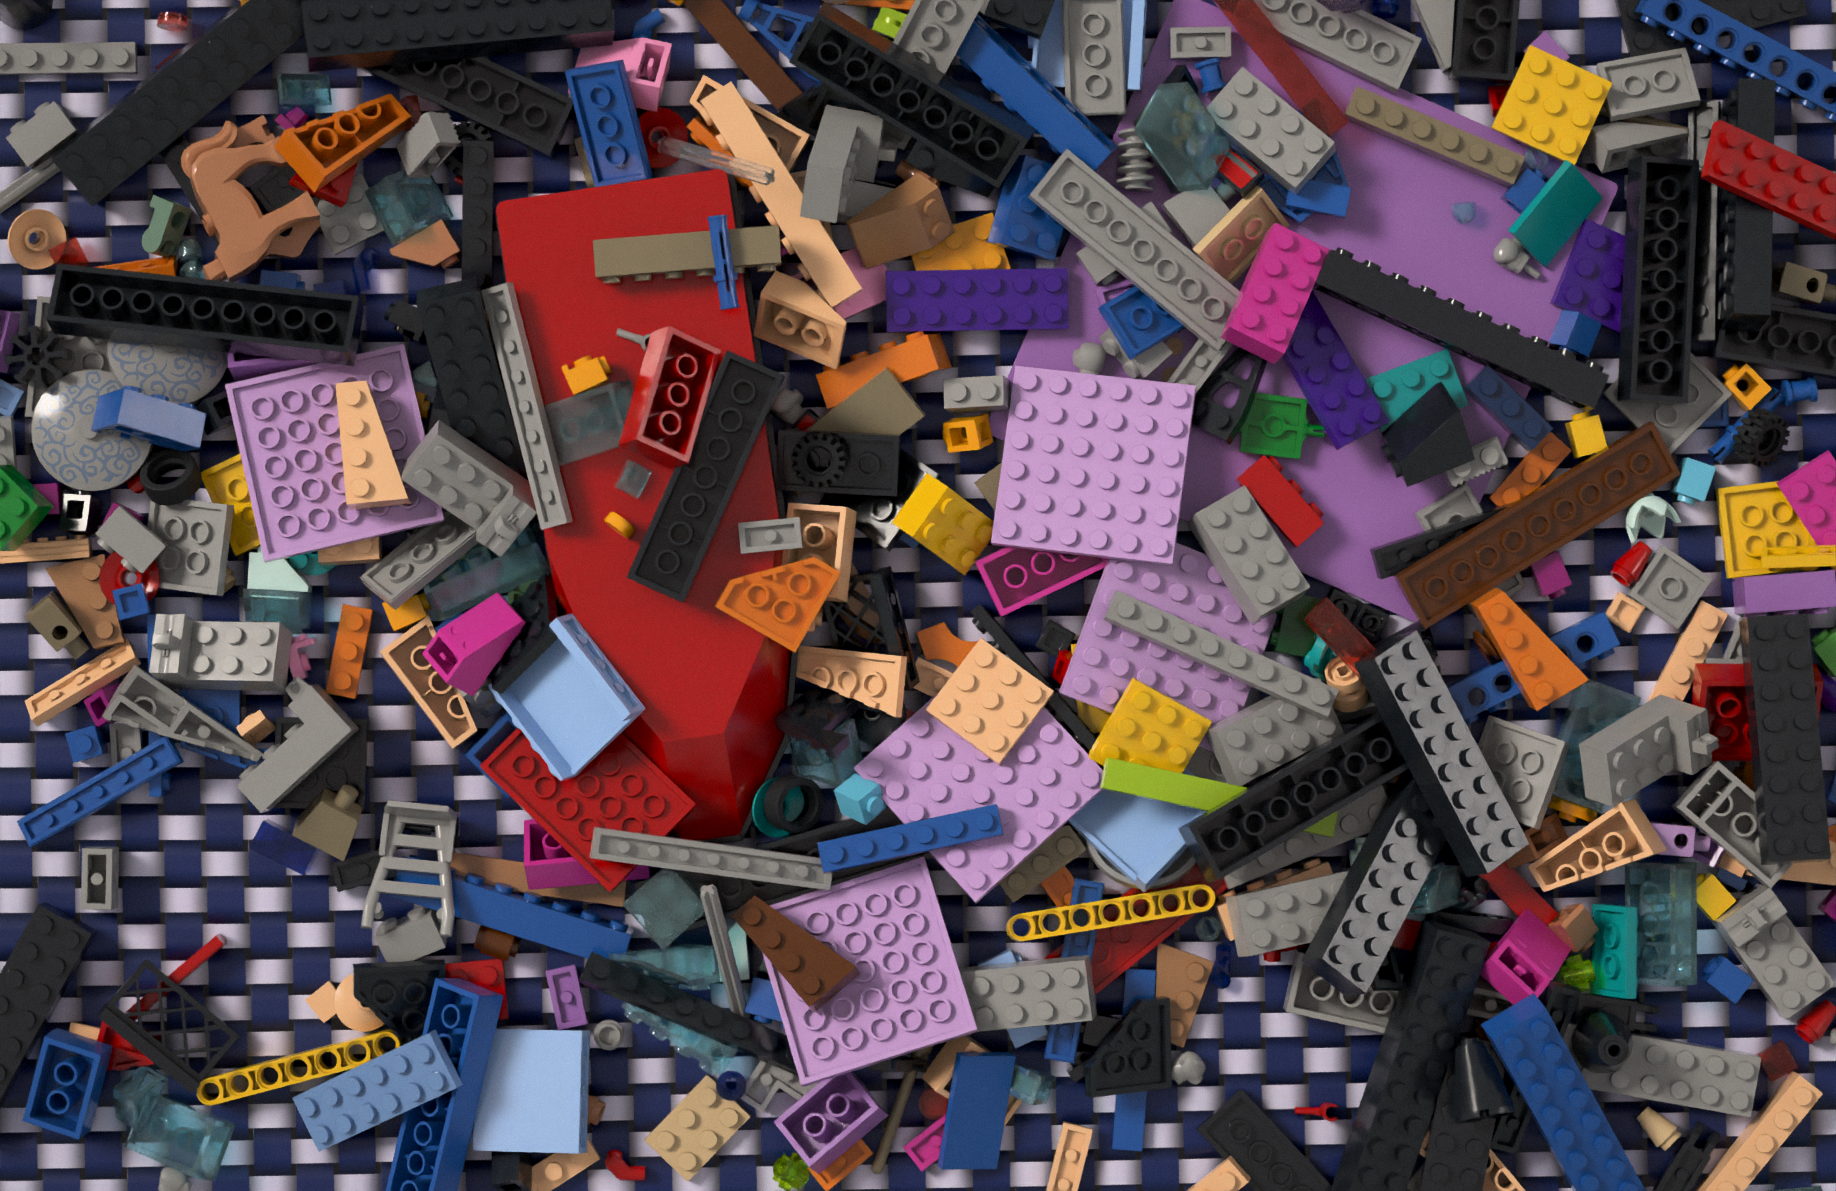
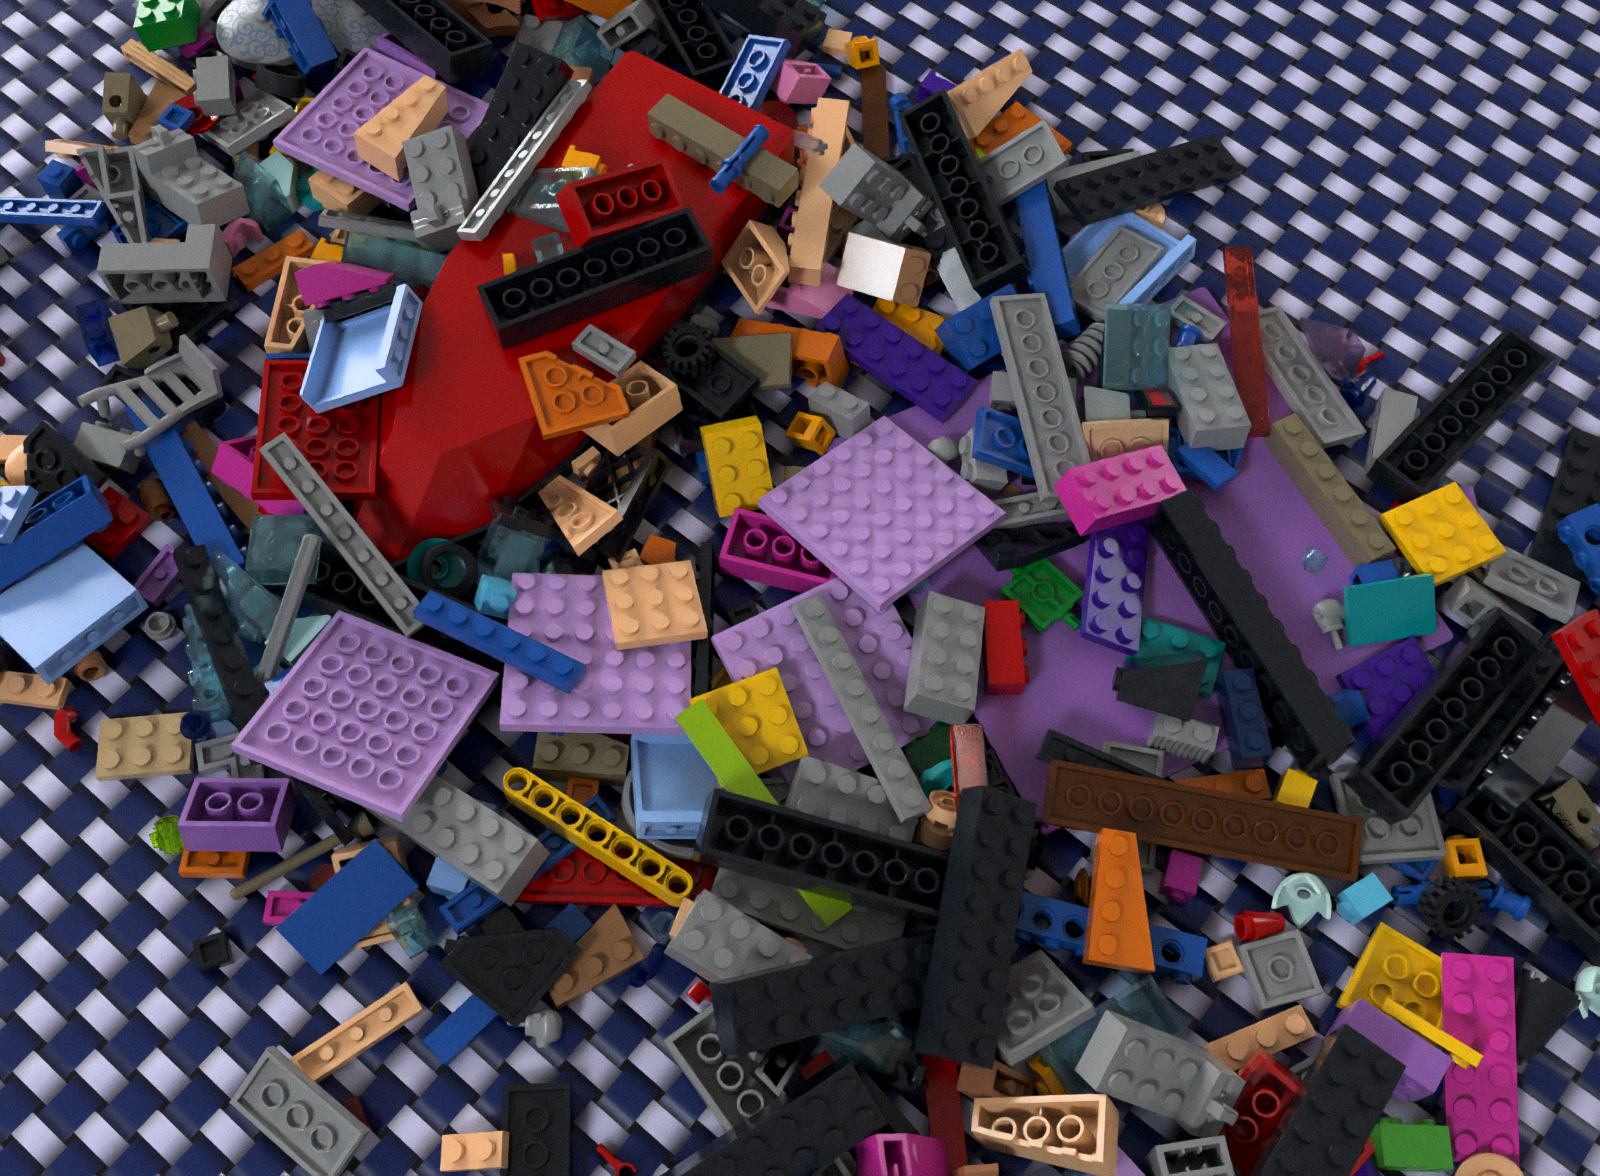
camera: 40 degrees right, 25 degrees down
(800, 958) = (329, 657): reddish brown wedge -> none

